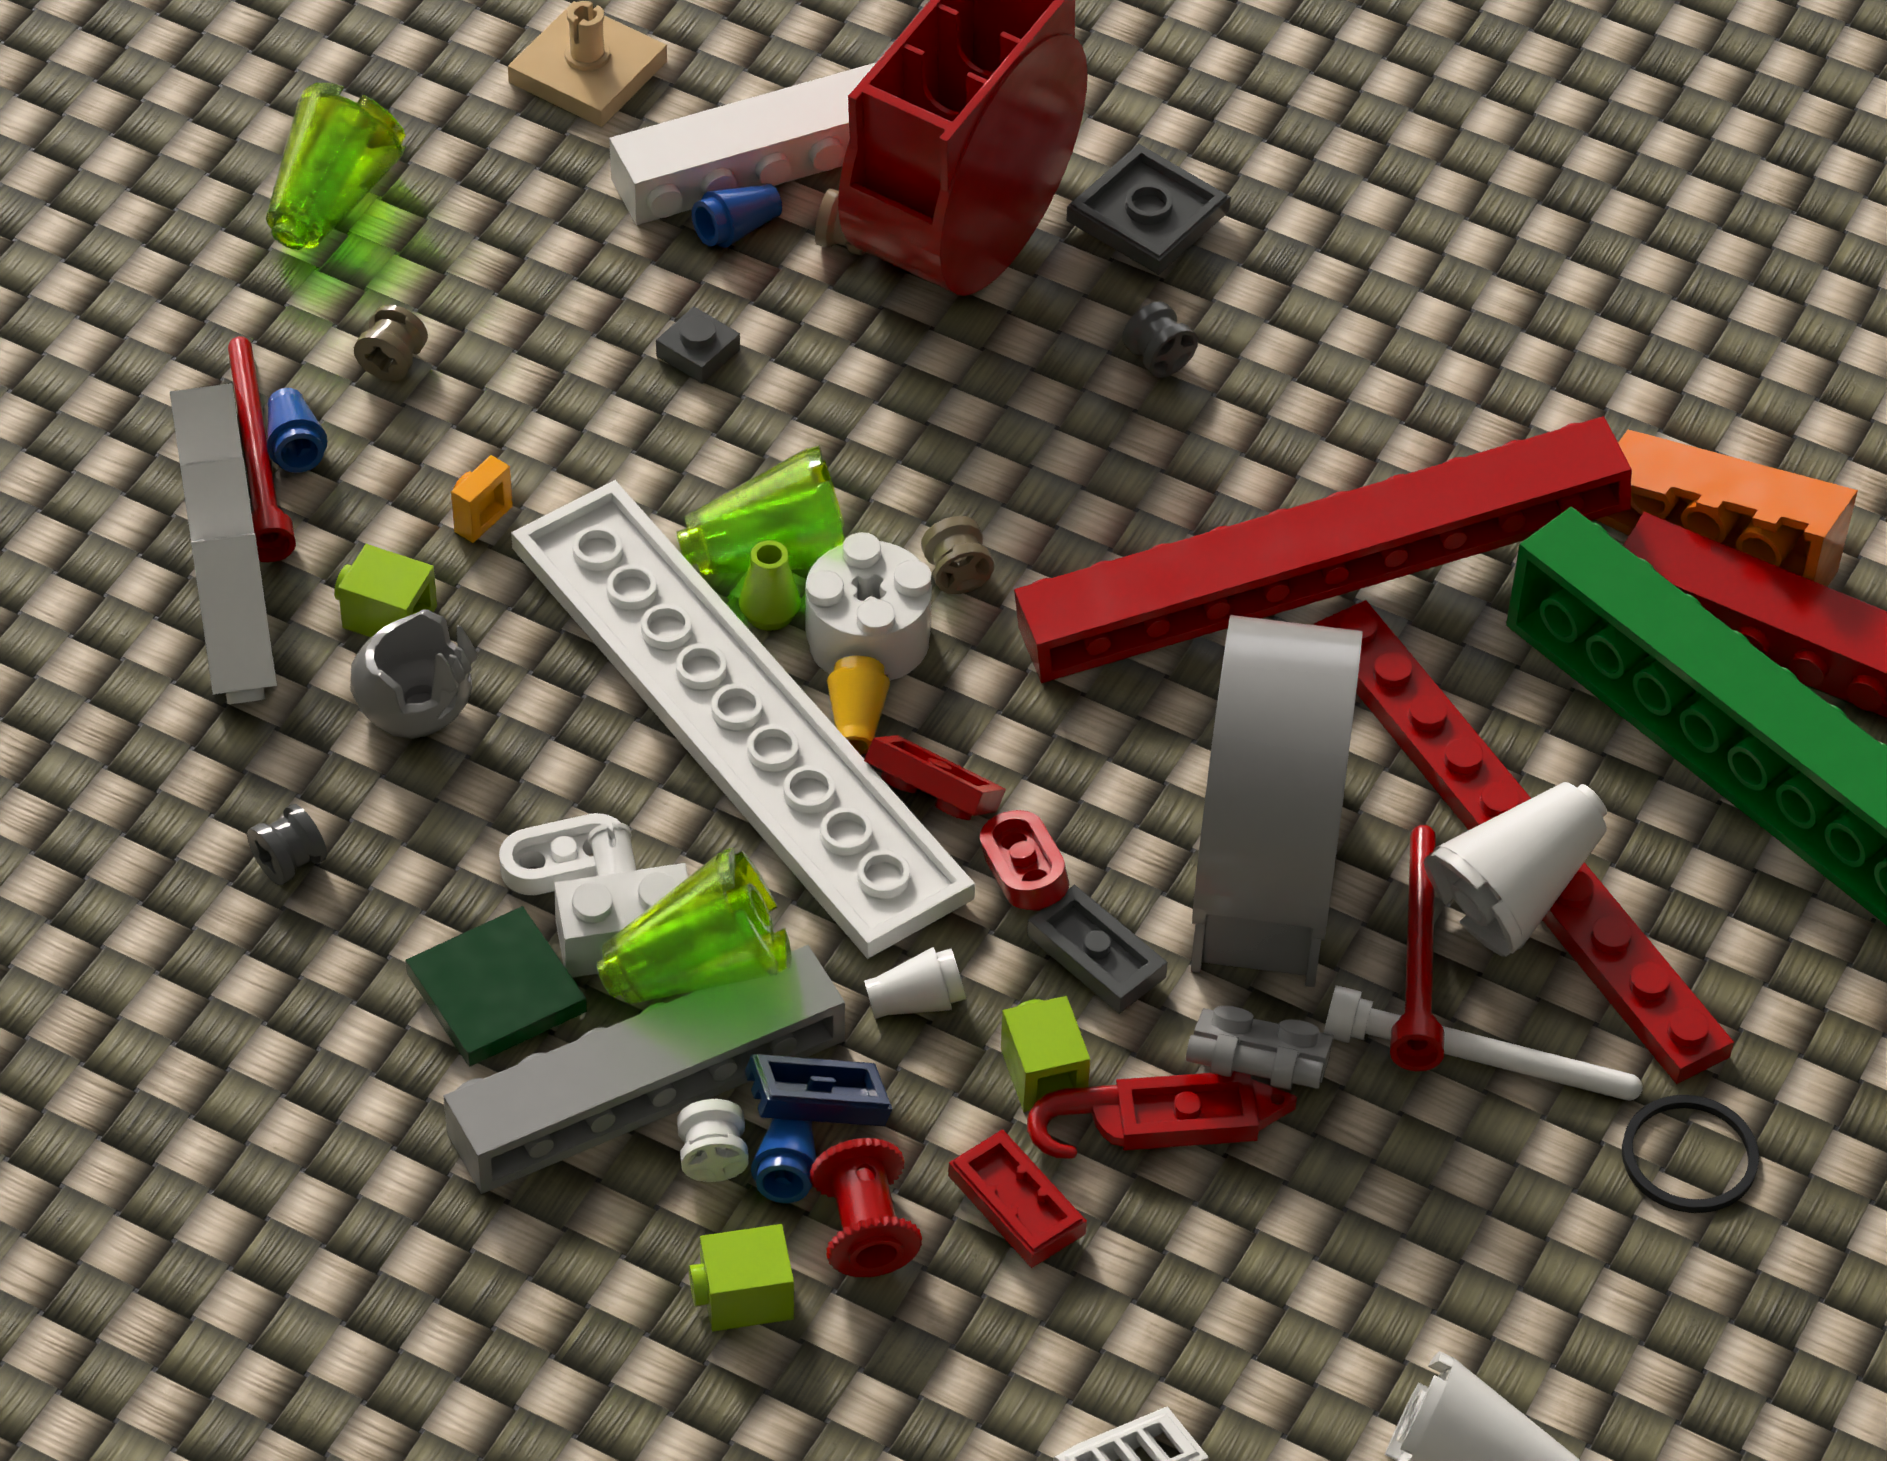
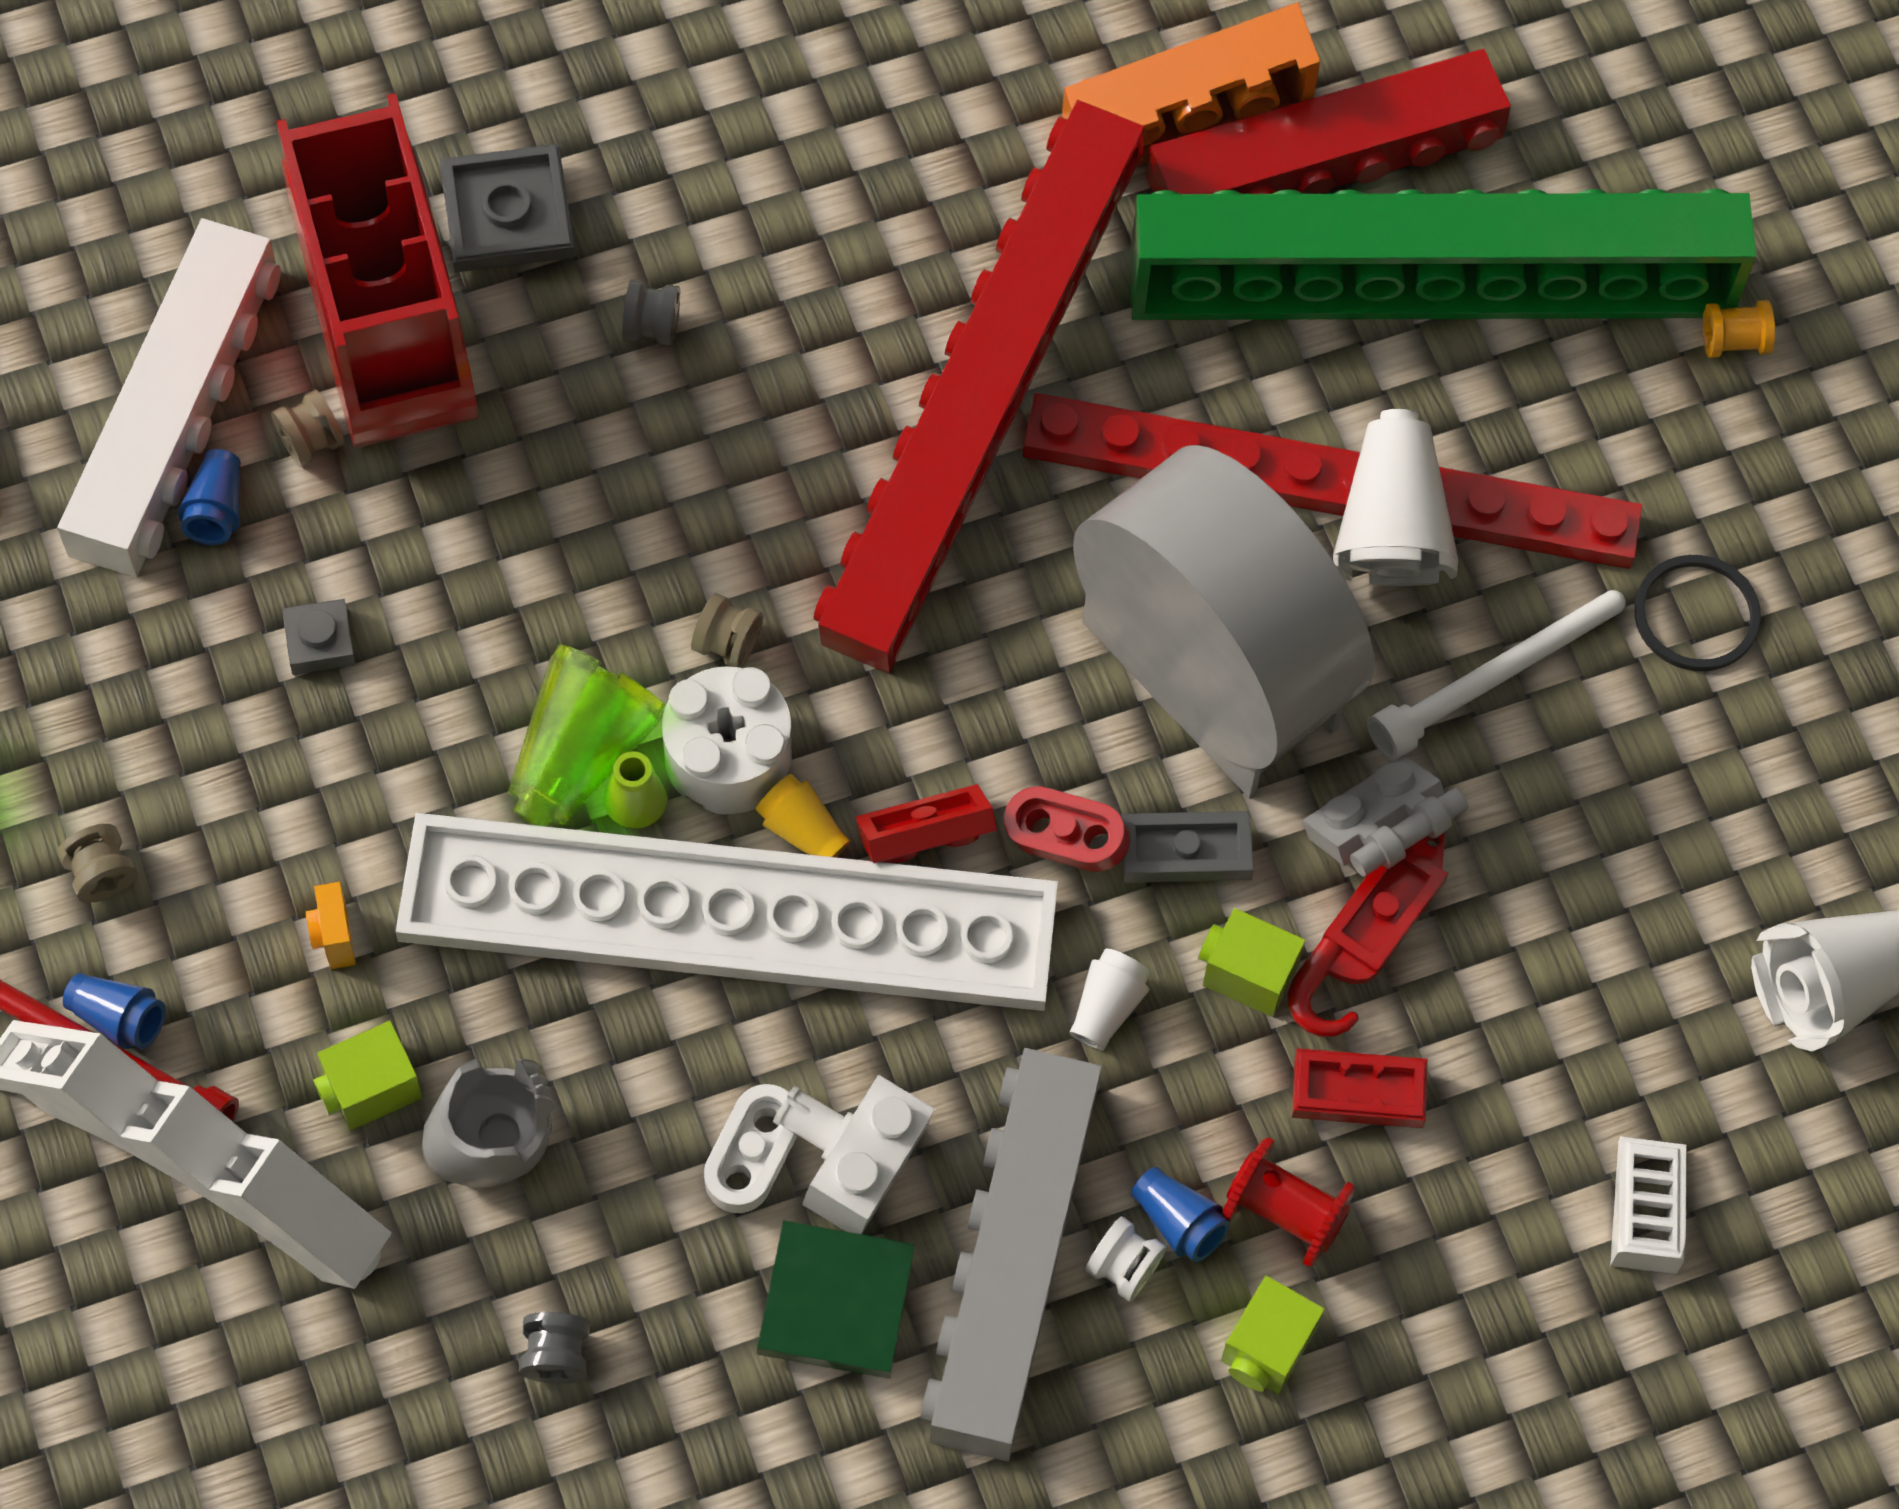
camera: 50 degrees left, 15 degrees up
(698, 936) = (970, 1126): clear neon green cone -> none
(818, 1090) = (1133, 1180): dark blue tile -> none
(1417, 1035) = (1471, 703): red piece -> none

